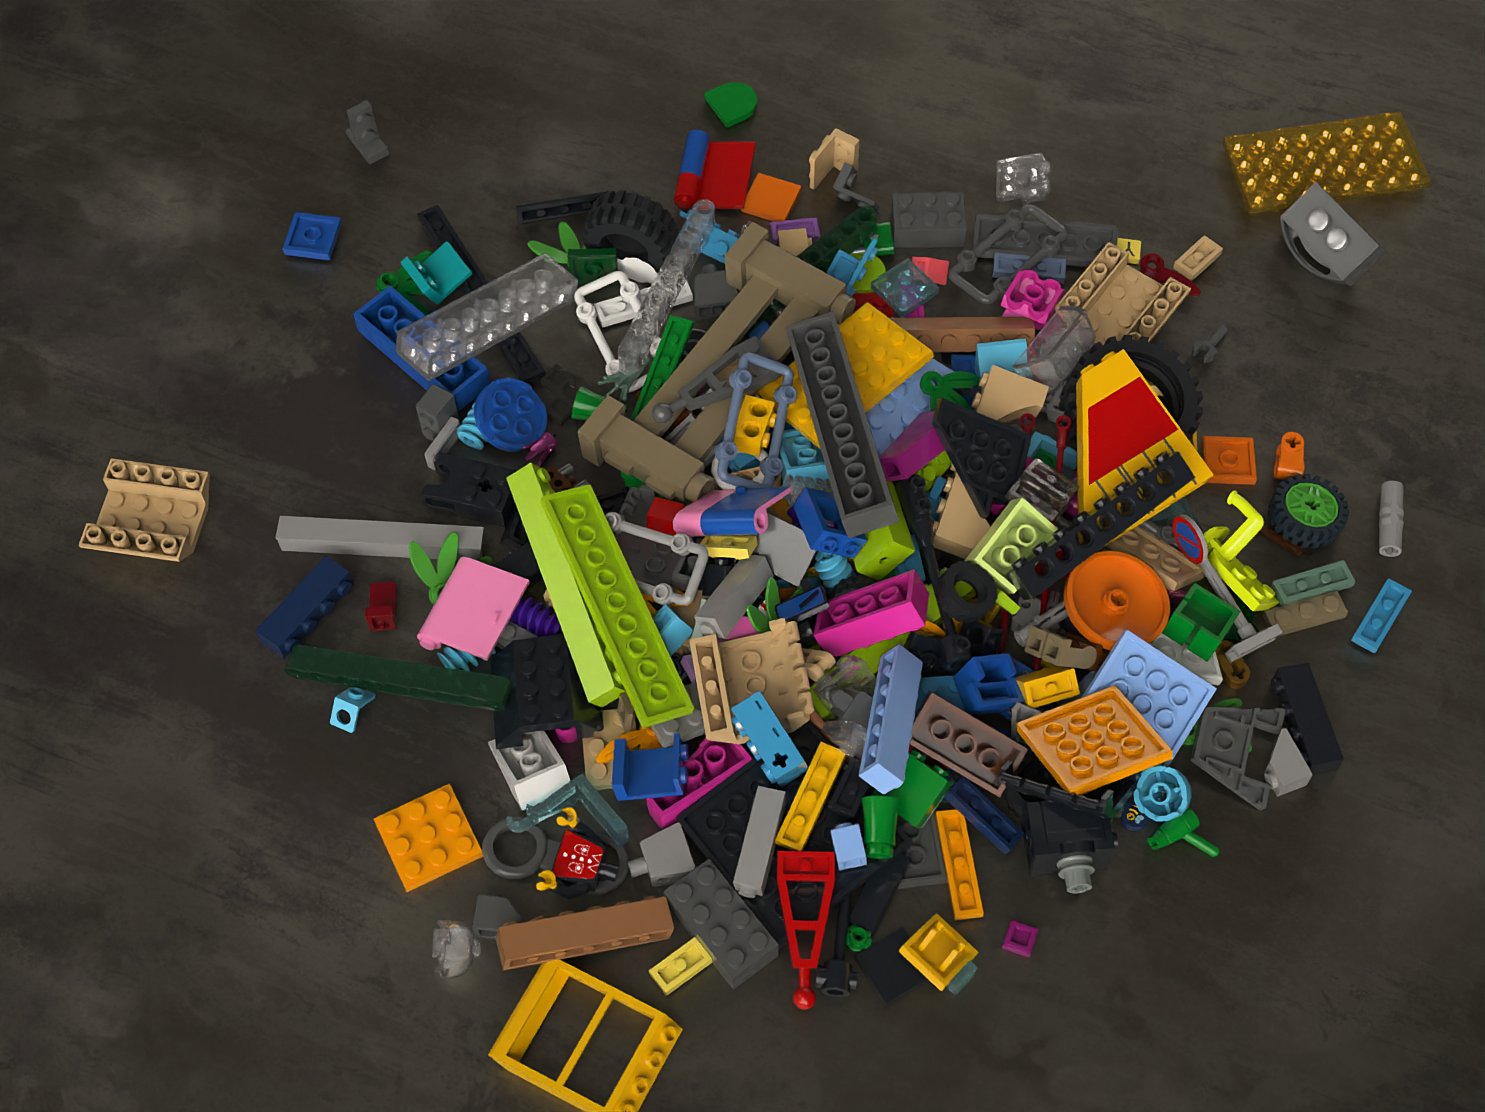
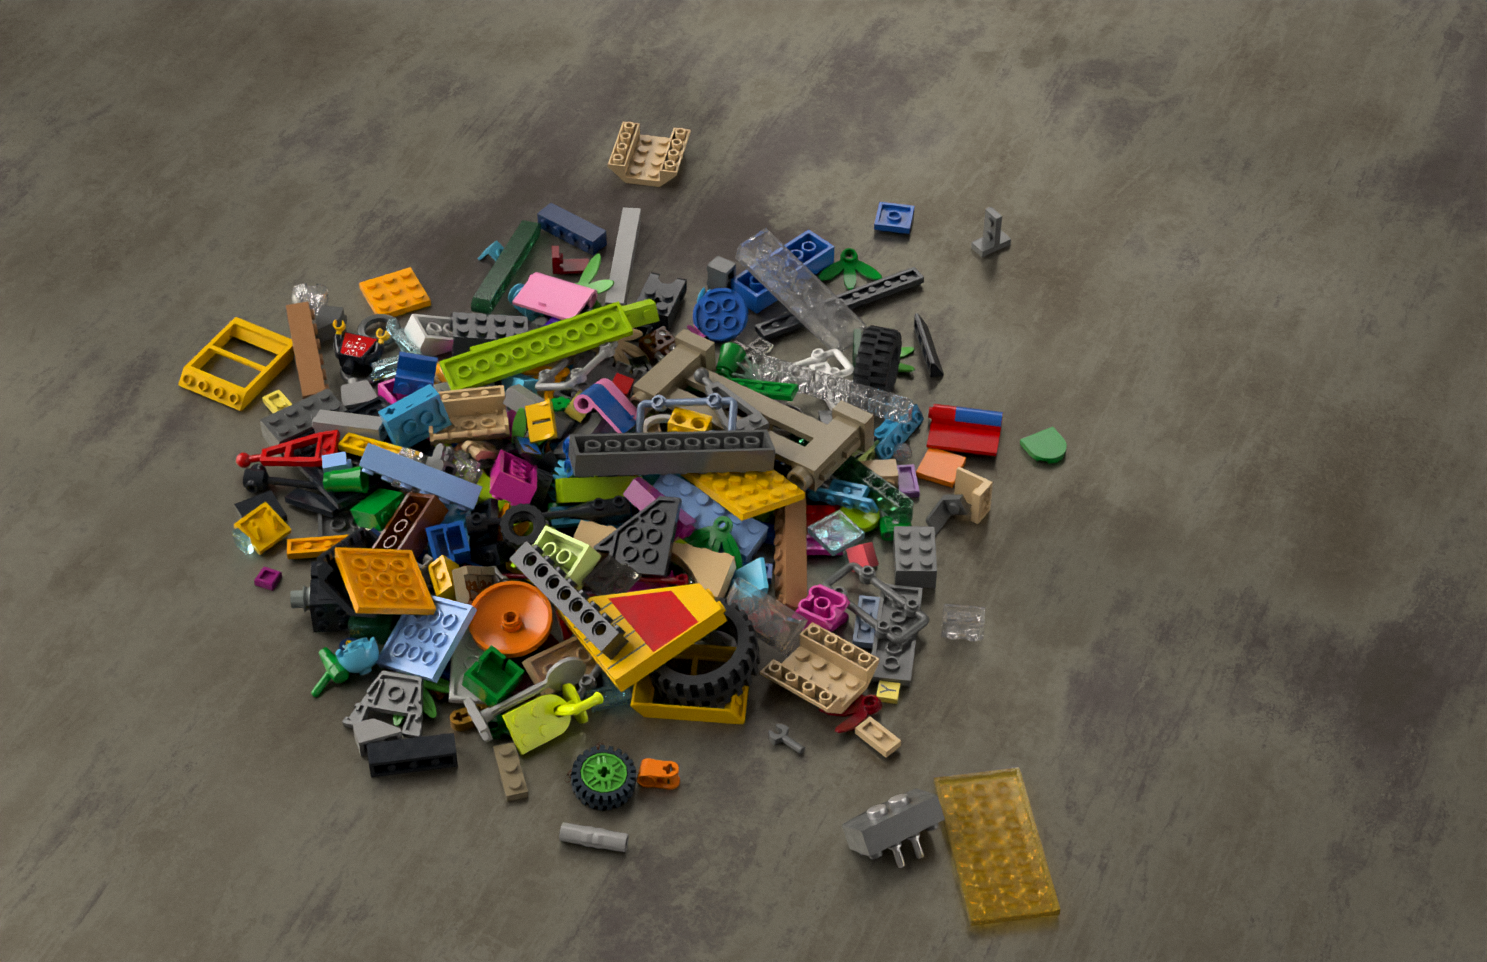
camera: 90 degrees right, 15 degrees down
(438, 273) = (850, 273): teal bracket -> none
(443, 442) = (695, 284): light grey tile -> none
(732, 558) = (560, 403): none -> green plant
(779, 581) = (539, 412): none -> yellow piece
(858, 945) = (281, 492): green plate -> none
(1230, 459) = (664, 739): orange tile -> none
(1313, 583) = (536, 776): sand green plate -> none
(1381, 615) = (501, 817): dark azure plate -> none

